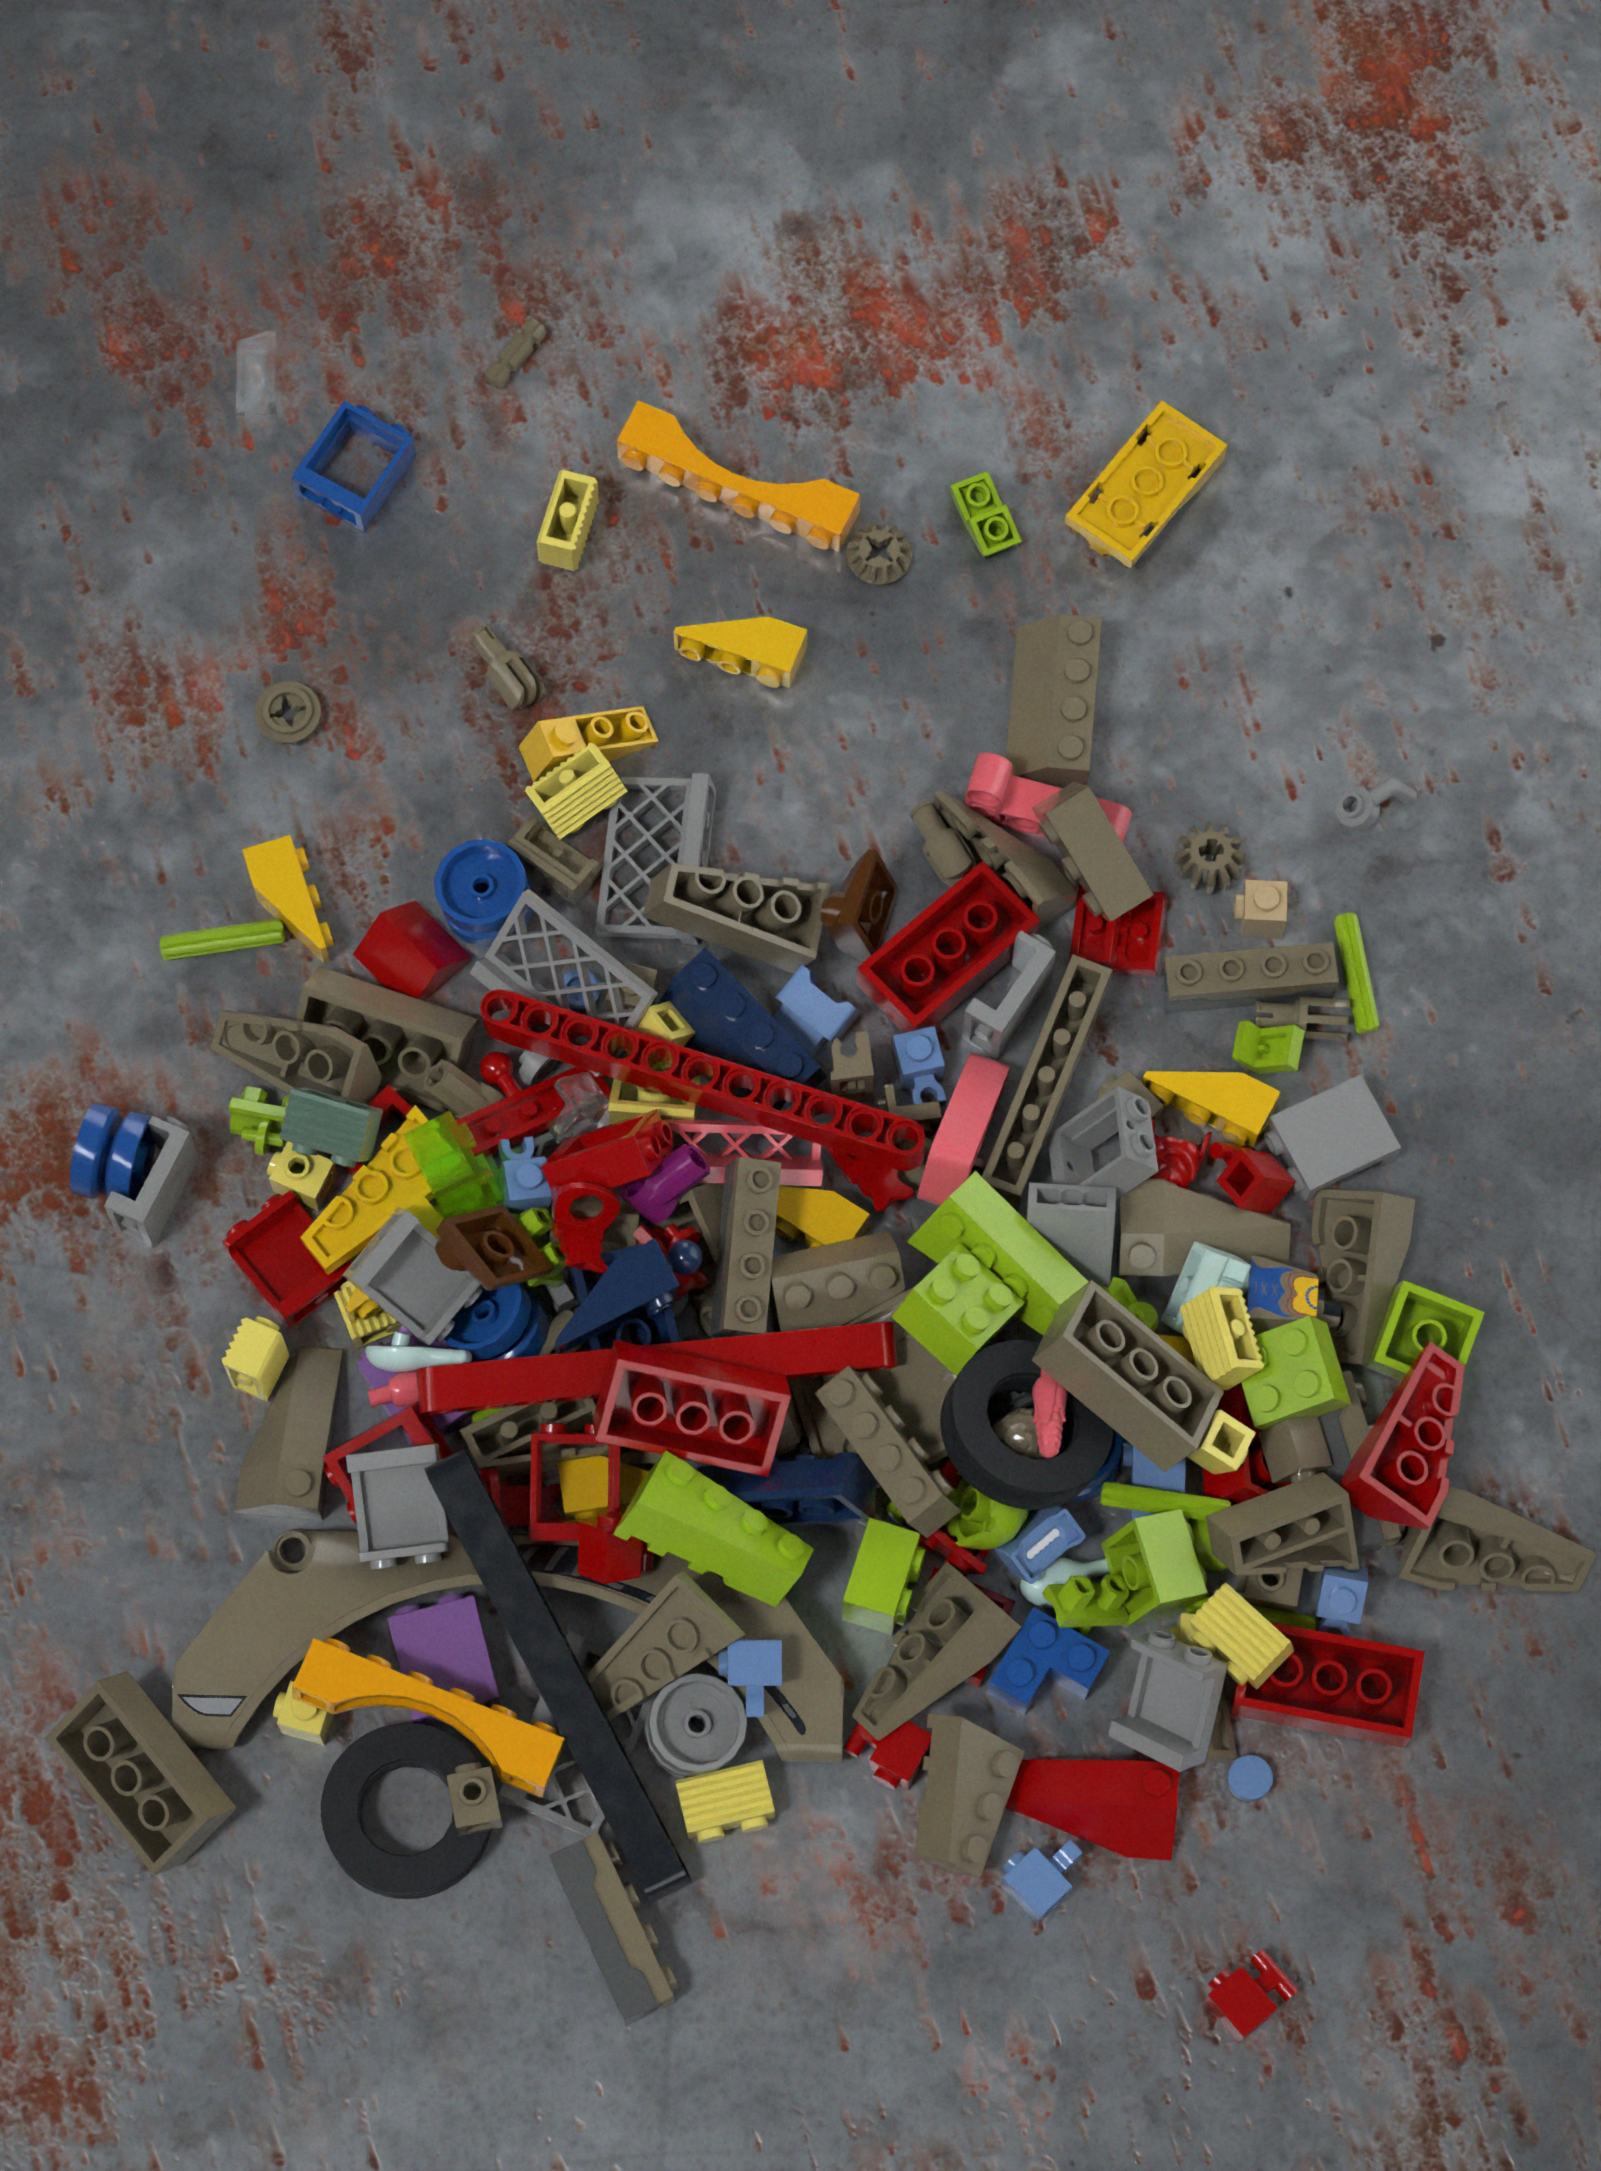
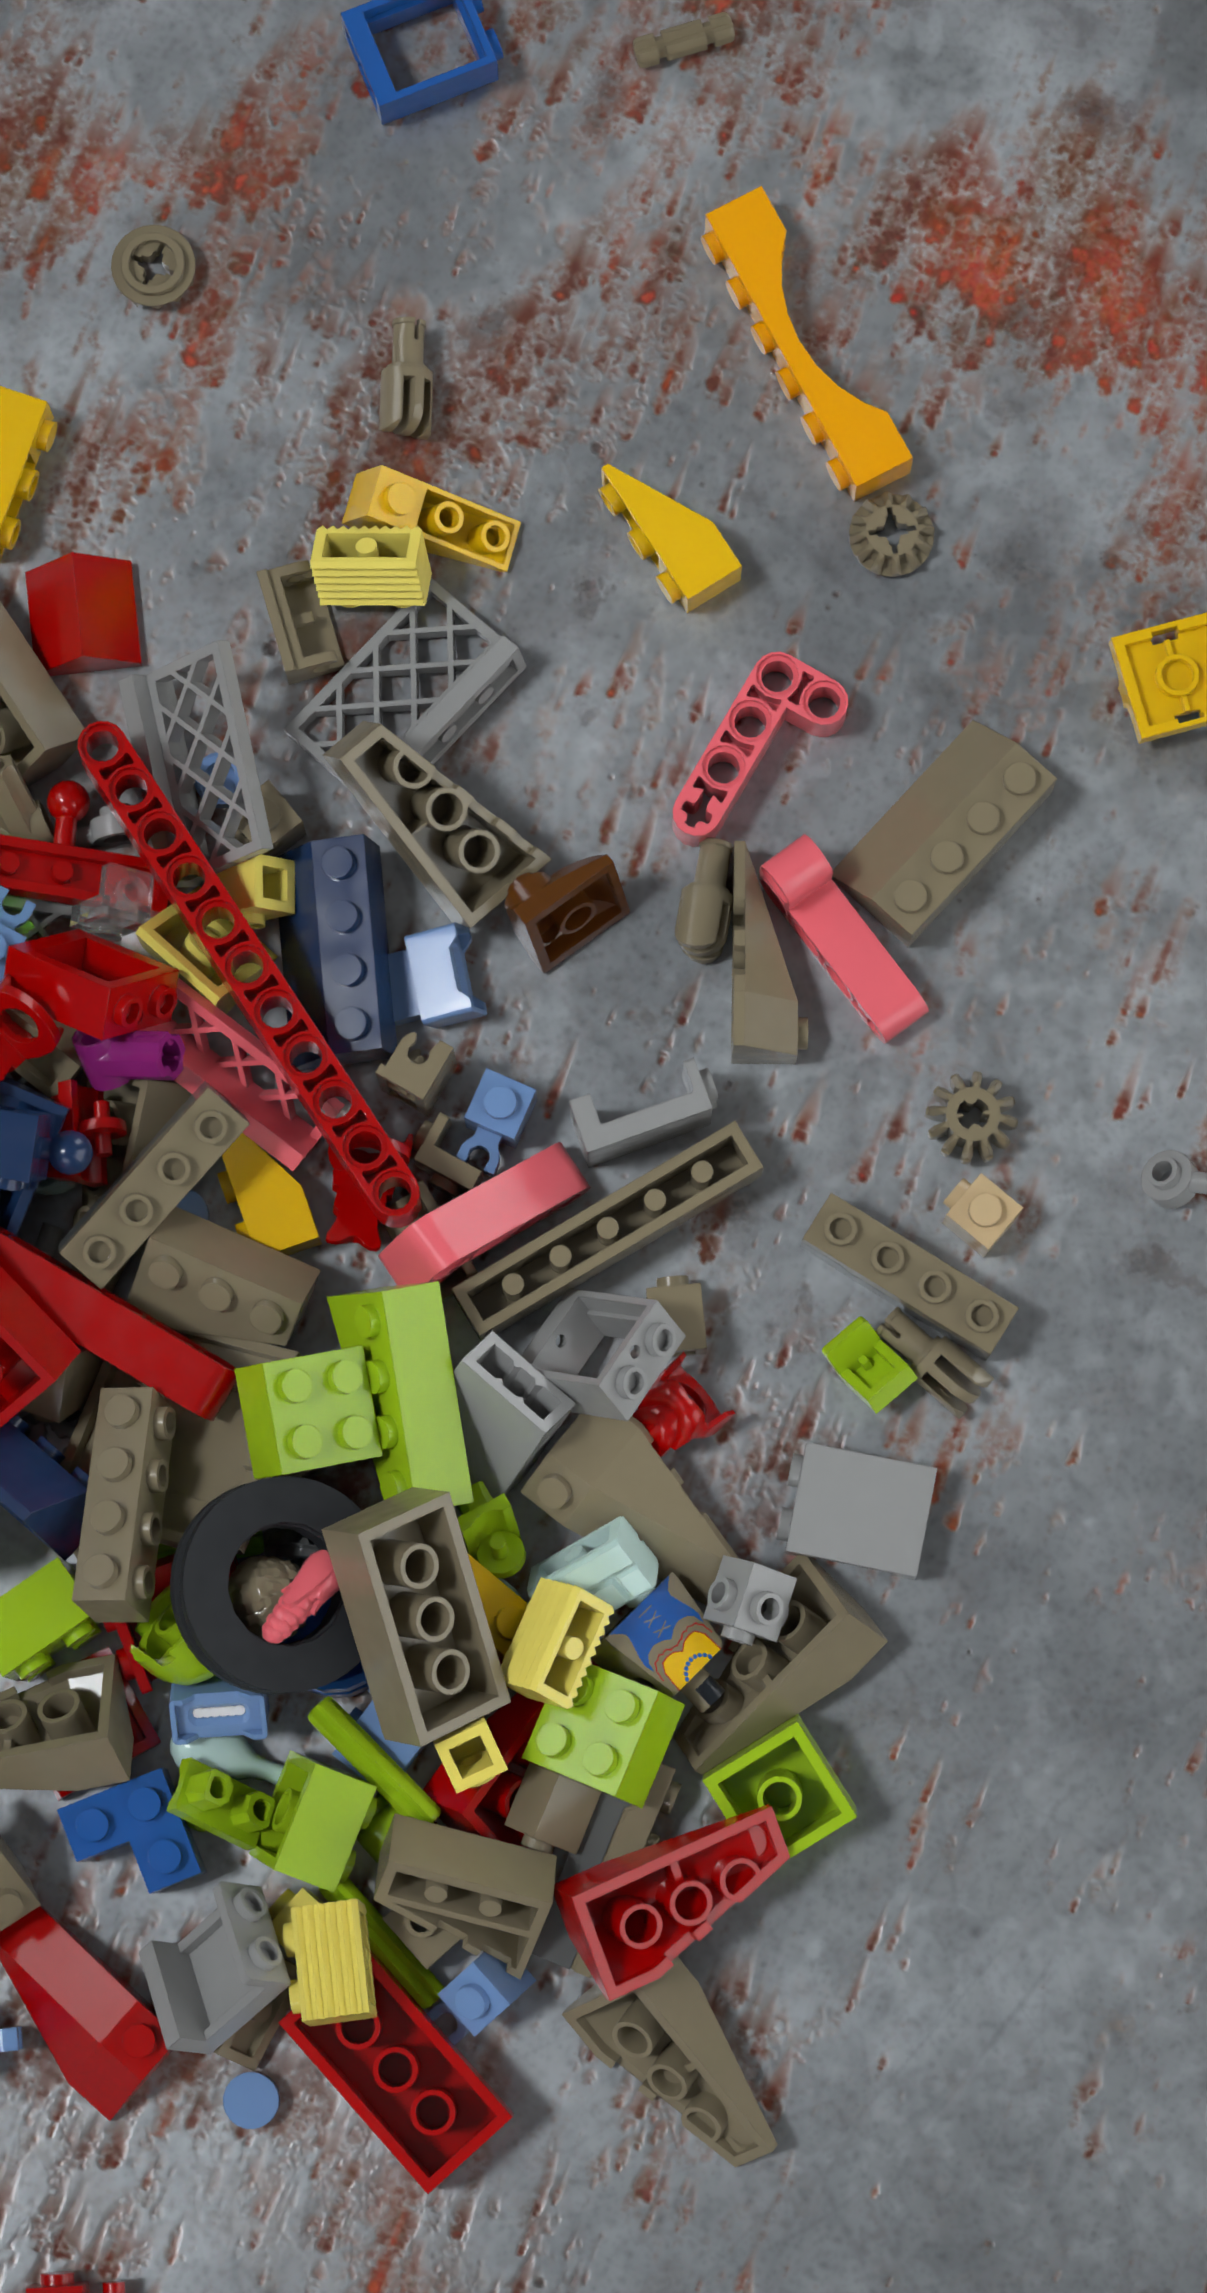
camera: 40 degrees right, 10 degrees up
(479, 889) = (193, 597): blue wheel -> none
(568, 520) = (589, 265): light yellow brick -> none
(895, 741) = (746, 753): none -> coral beam
(946, 951) = (617, 1018): red brick -> none
(984, 514) = (1035, 572): lime slope -> none
(1092, 851) = (839, 1025): dark tan wedge -> none
(1126, 944) = (819, 1123): red slope -> none
(1223, 1100) = (782, 1389): yellow slope -> none
(1251, 1177) = (739, 1492): red brick -> none
(1312, 1235) = (749, 1600): none -> light grey brick
(1356, 973) = (1028, 1353): lime axle -> none

